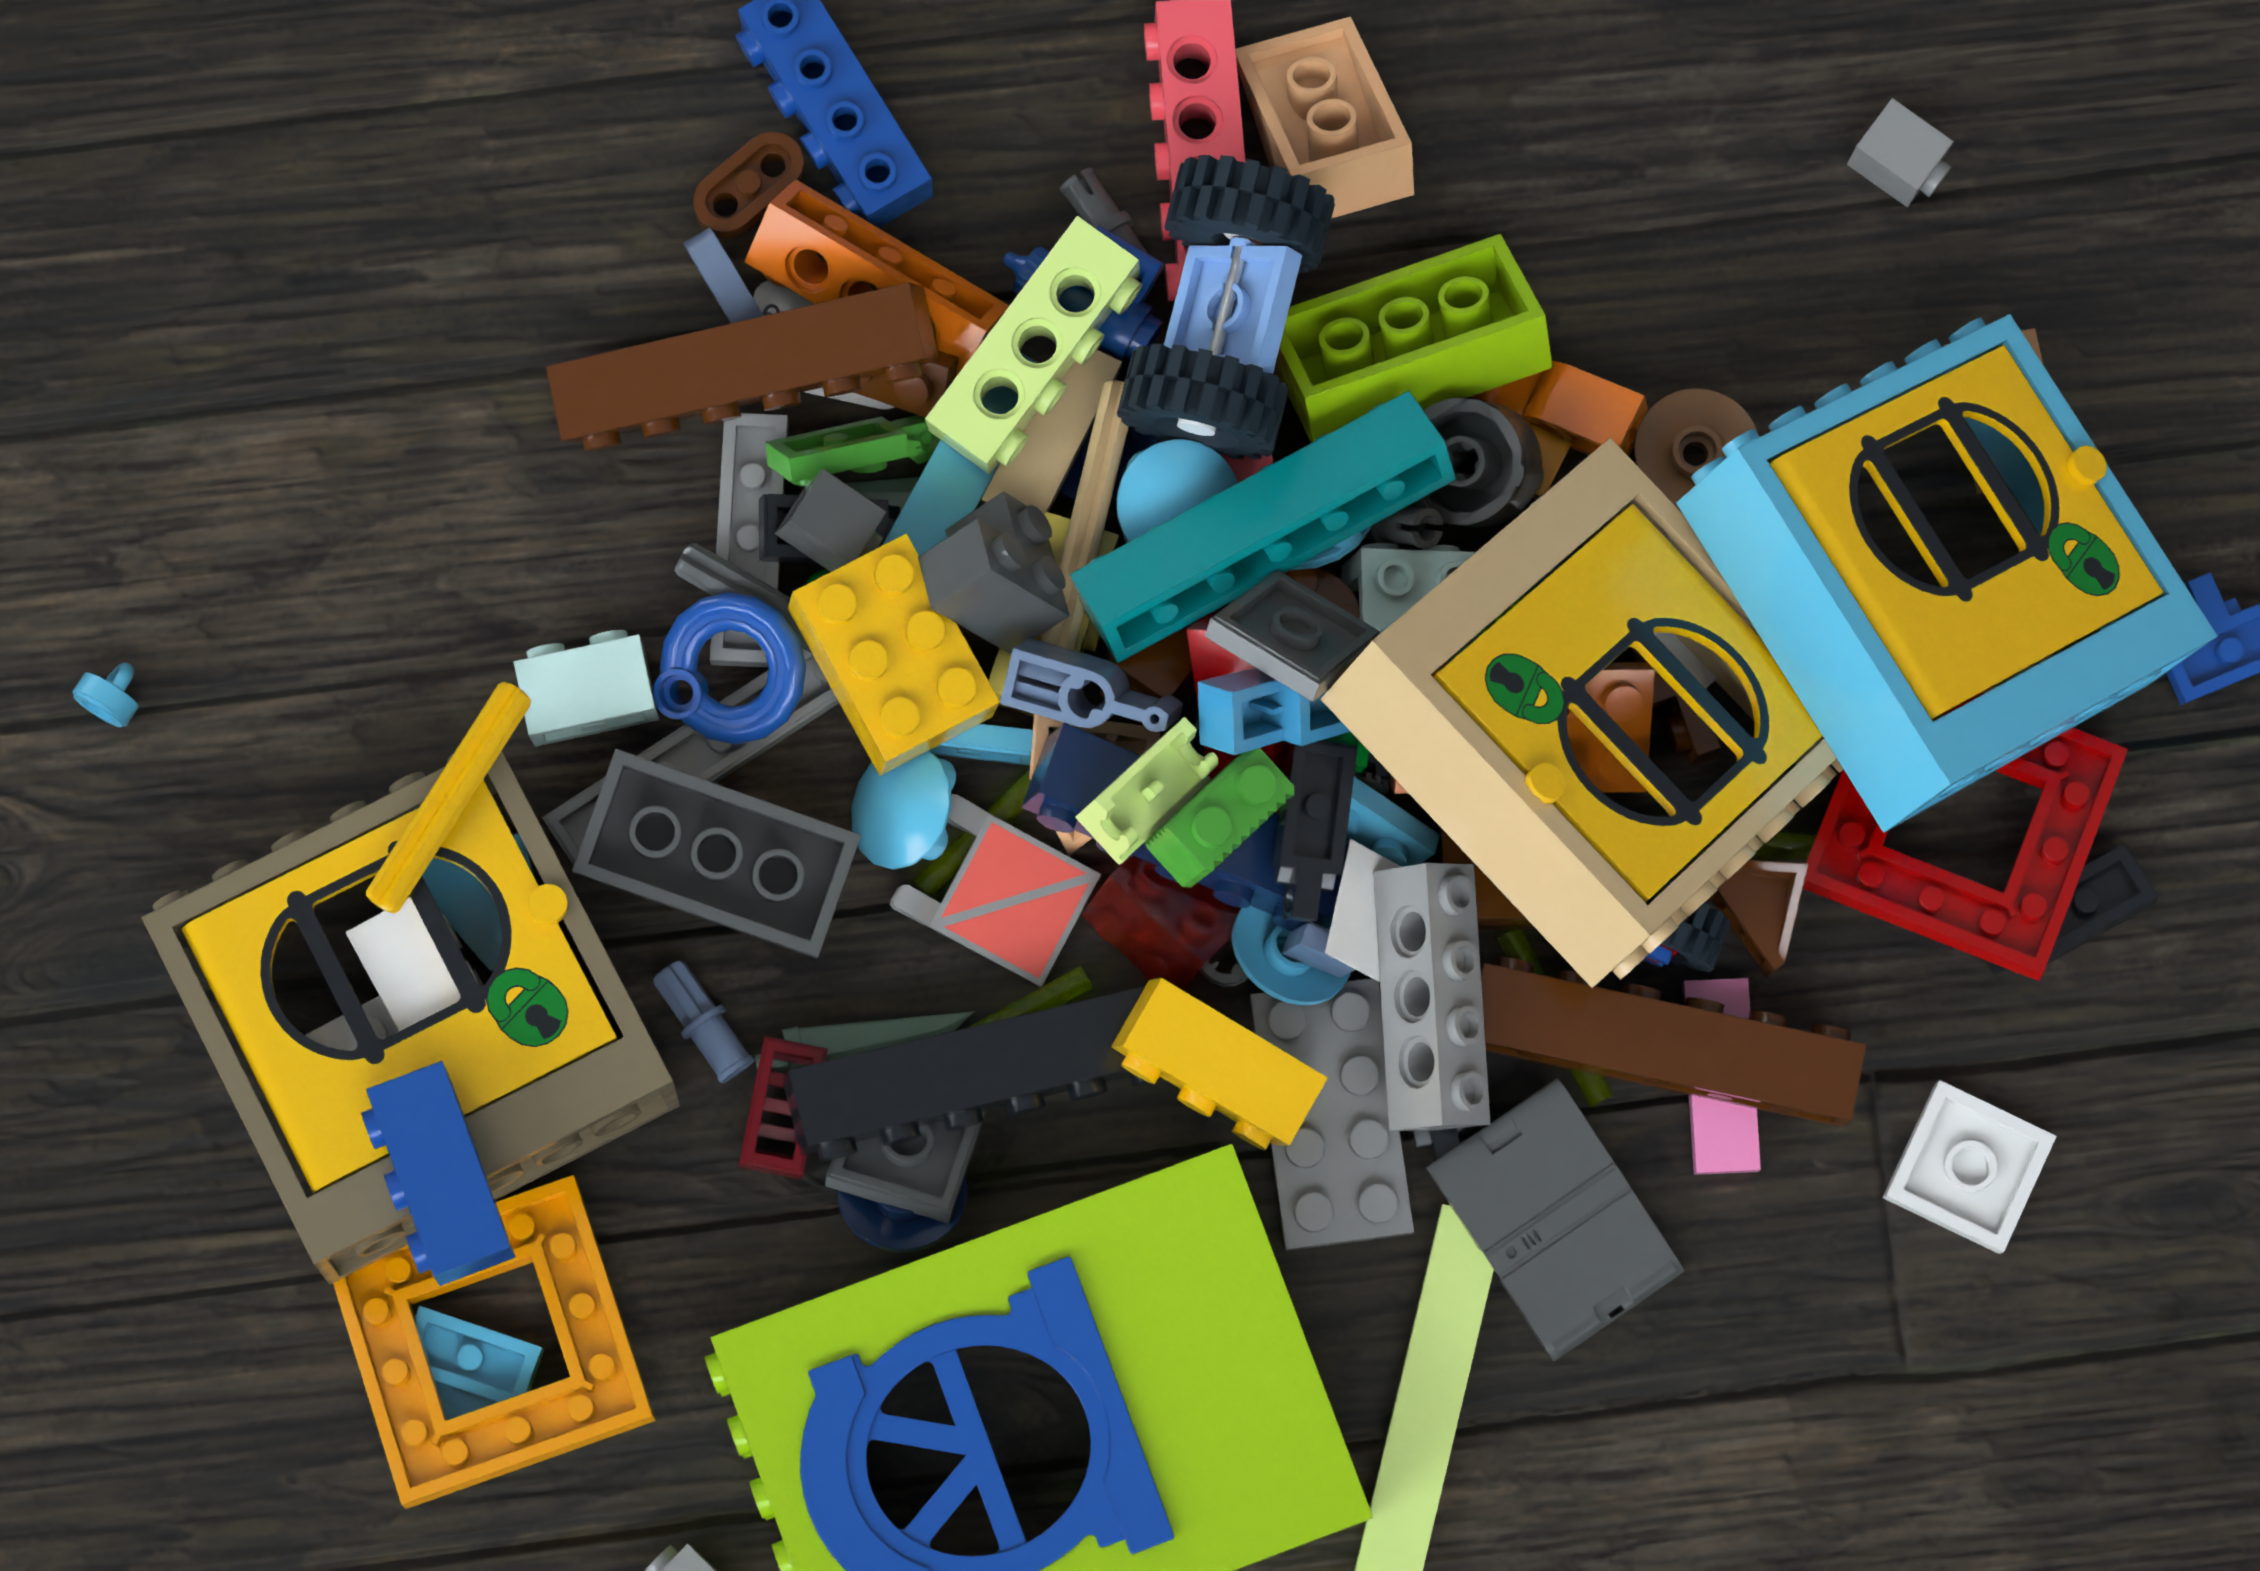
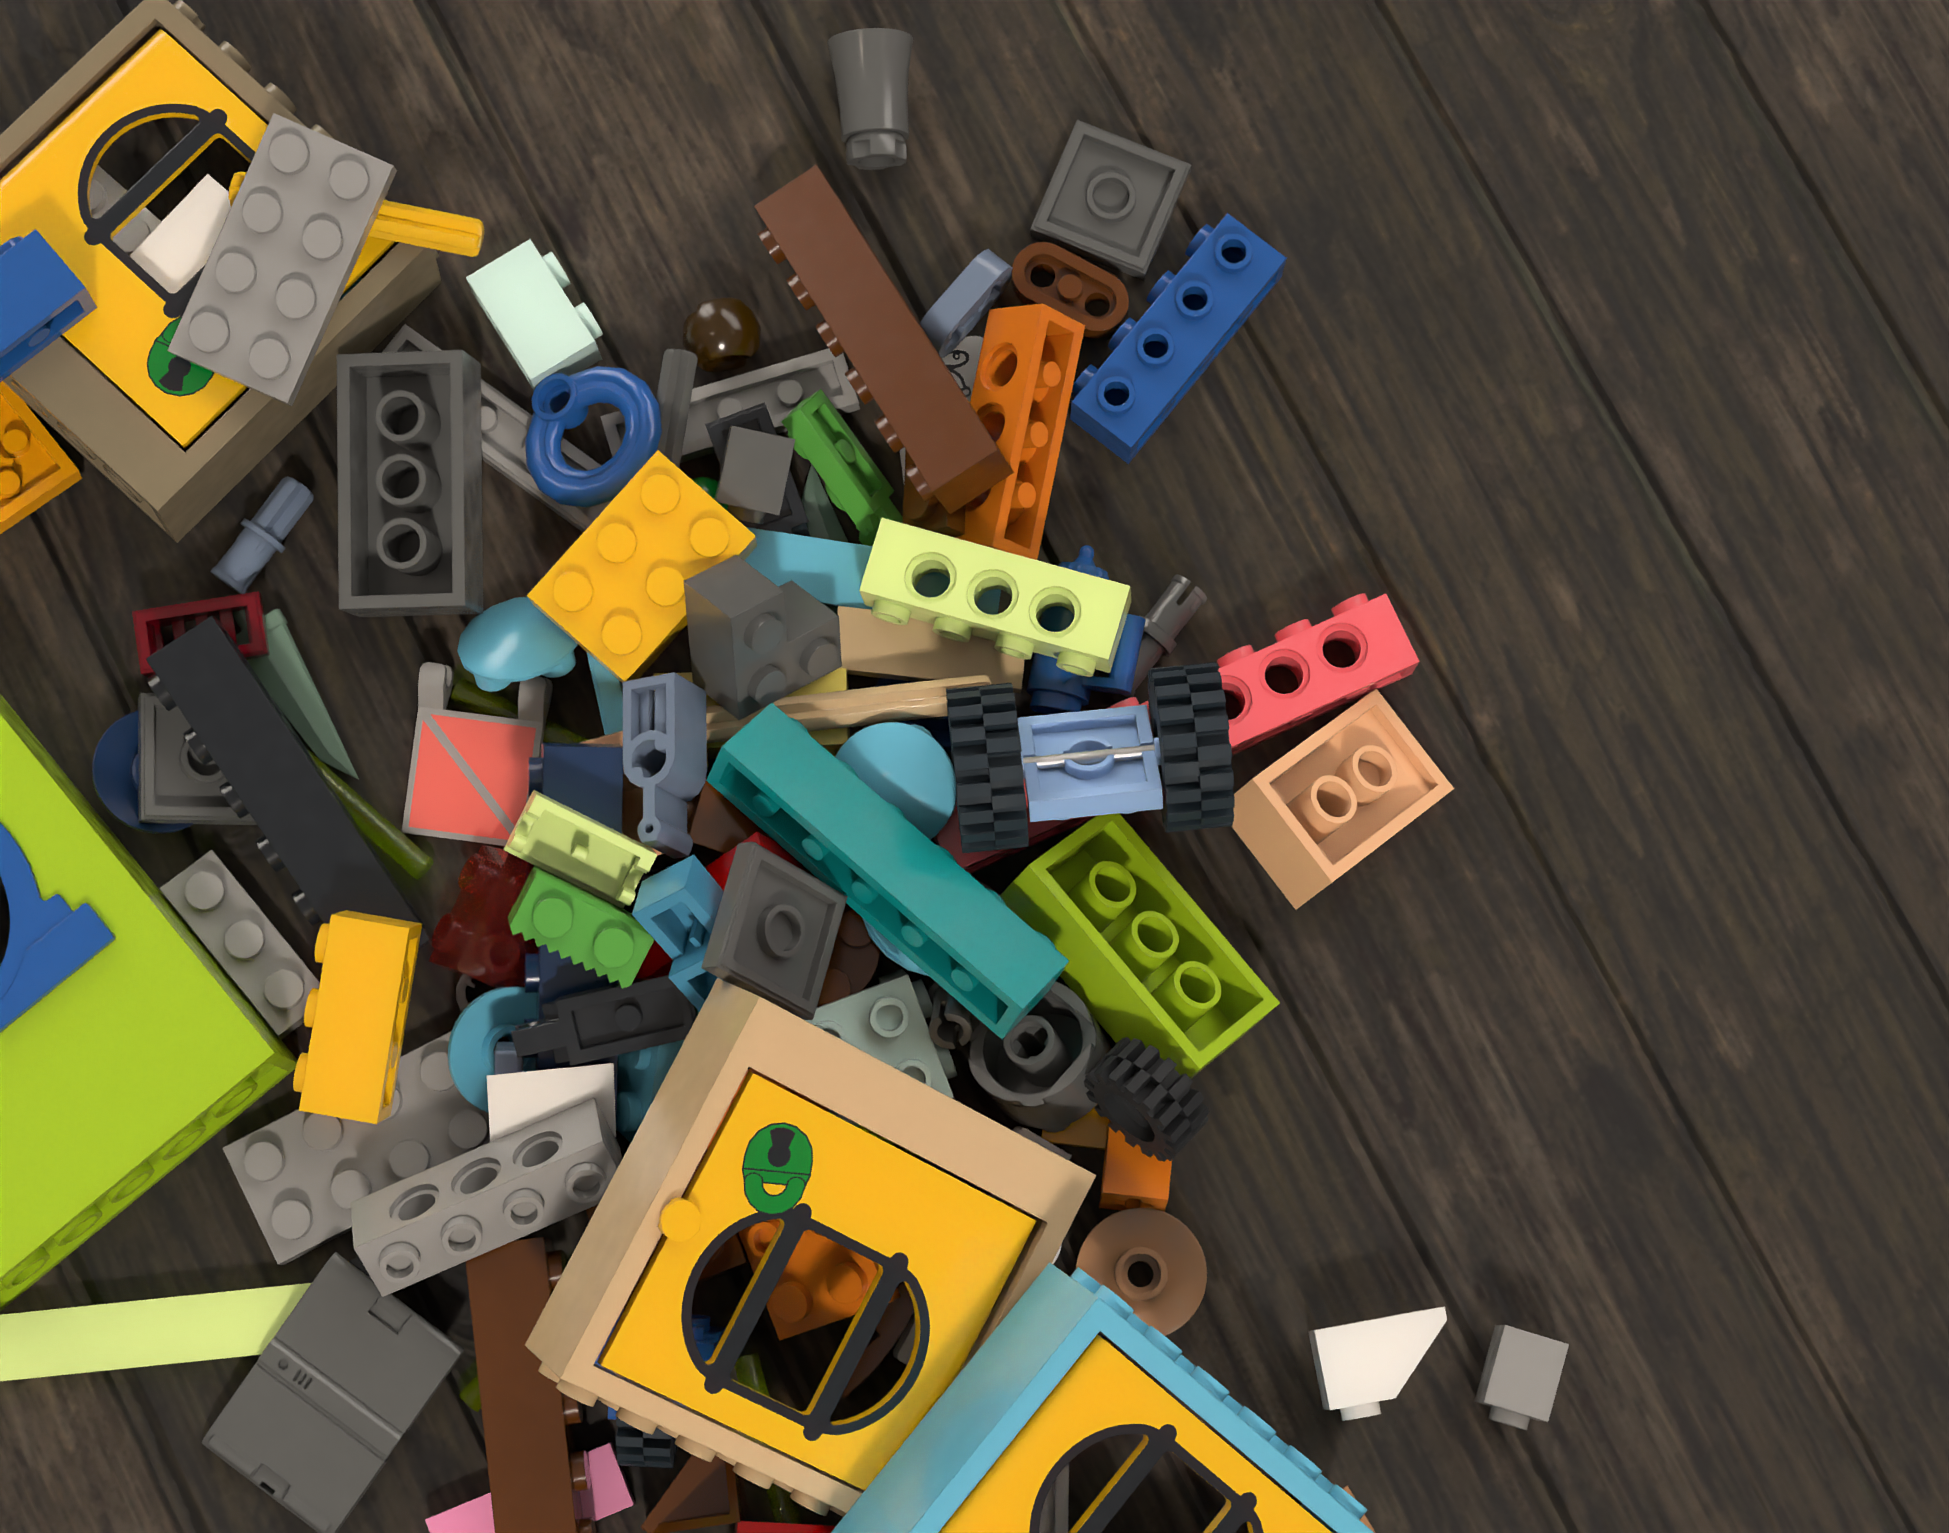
camera: 75 degrees right, 0 degrees up
(475, 875) = (282, 259): none -> light grey plate
(489, 296) = (873, 94): none -> dark grey plant
(671, 118) = (1110, 200): none -> dark grey tile
(671, 518) = (722, 334): none -> dark brown piece
(1096, 1162) = (242, 942): none -> light grey plate
(1552, 374) = (1146, 1099): none -> black tyre
(1842, 277) = (1371, 1359): none -> white slope

